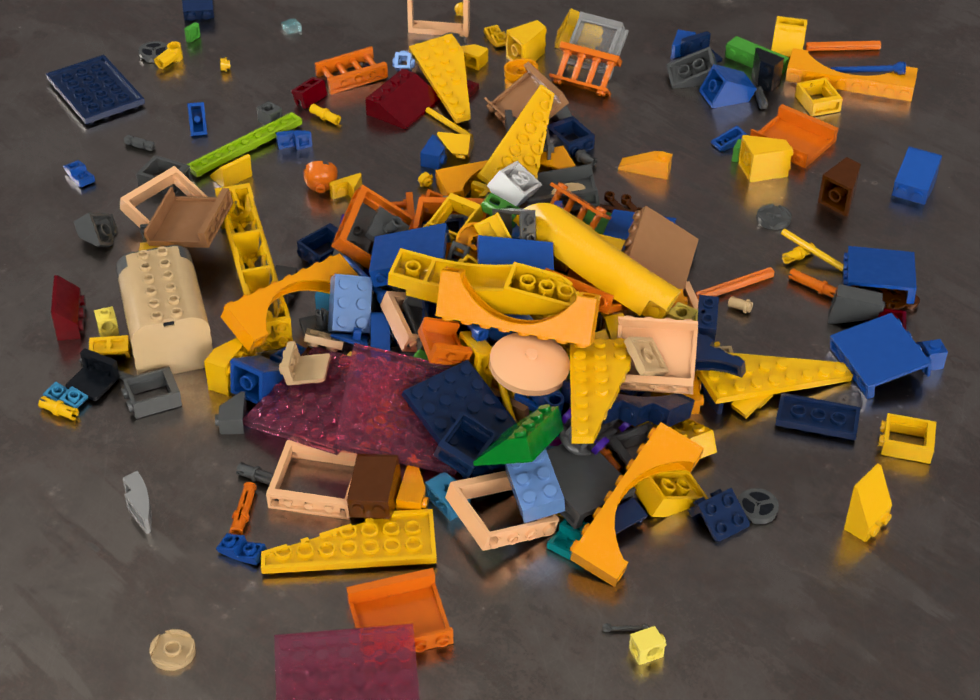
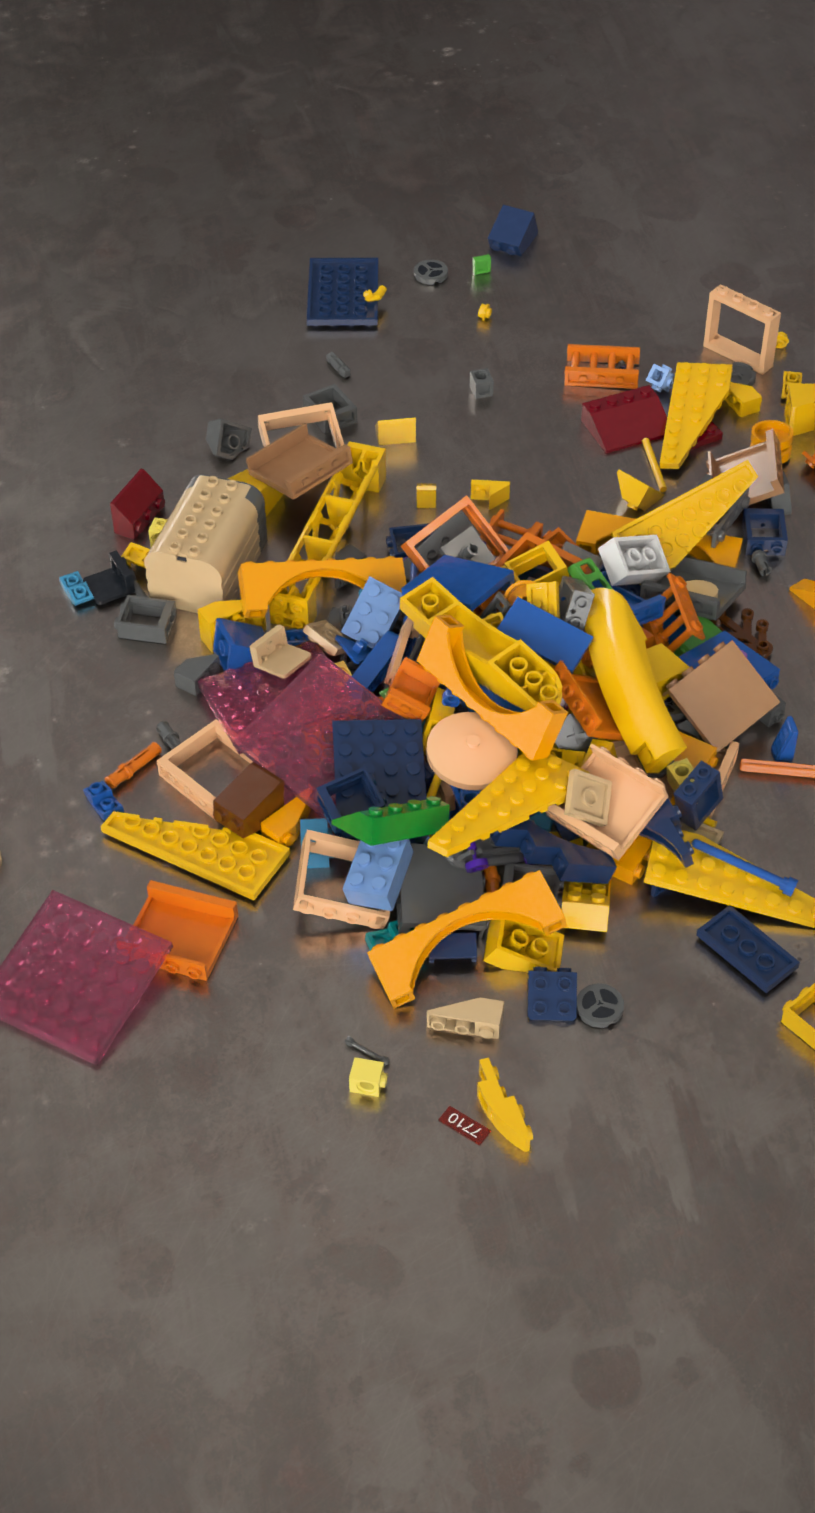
camera: 35 degrees right, 5 degrees up
(58, 408) = (62, 597): yellow pin -> none
(79, 174) = (260, 375): blue slope -> none
(125, 83) = (370, 297): none -> yellow arm
(138, 500) = (56, 714): light grey slope -> none
(172, 54) = (443, 281): yellow piece -> none
(197, 119) = (408, 361): blue slope -> none
(243, 144) = (432, 405): lime plate -> none
(291, 26) = (587, 293): clear light blue plate -> none
(297, 138) = (481, 418): blue slope -> none
(301, 207) = (426, 495): none -> yellow slope
(309, 92) = (540, 374): dark red hinge -> none
(319, 175) = (467, 468): orange cylinder -> none
(325, 114) = (536, 404): yellow pin -> none
(425, 179) = (574, 516): yellow plate -> none
(433, 154) = (604, 492): blue slope -> none
(684, 559) = (473, 1017): none -> tan slope
(716, 263) = (785, 741): none -> blue slope
(740, 304) = (782, 797): tan pin -> none
(743, 641) = (464, 1125): none -> clear red sticker
(748, 406) = (681, 902): yellow slope -> none
(766, 616) = (502, 1110): none -> yellow slope
(811, 358) = (786, 884): none -> blue piece
(869, 505) = (699, 1061): yellow slope -> none

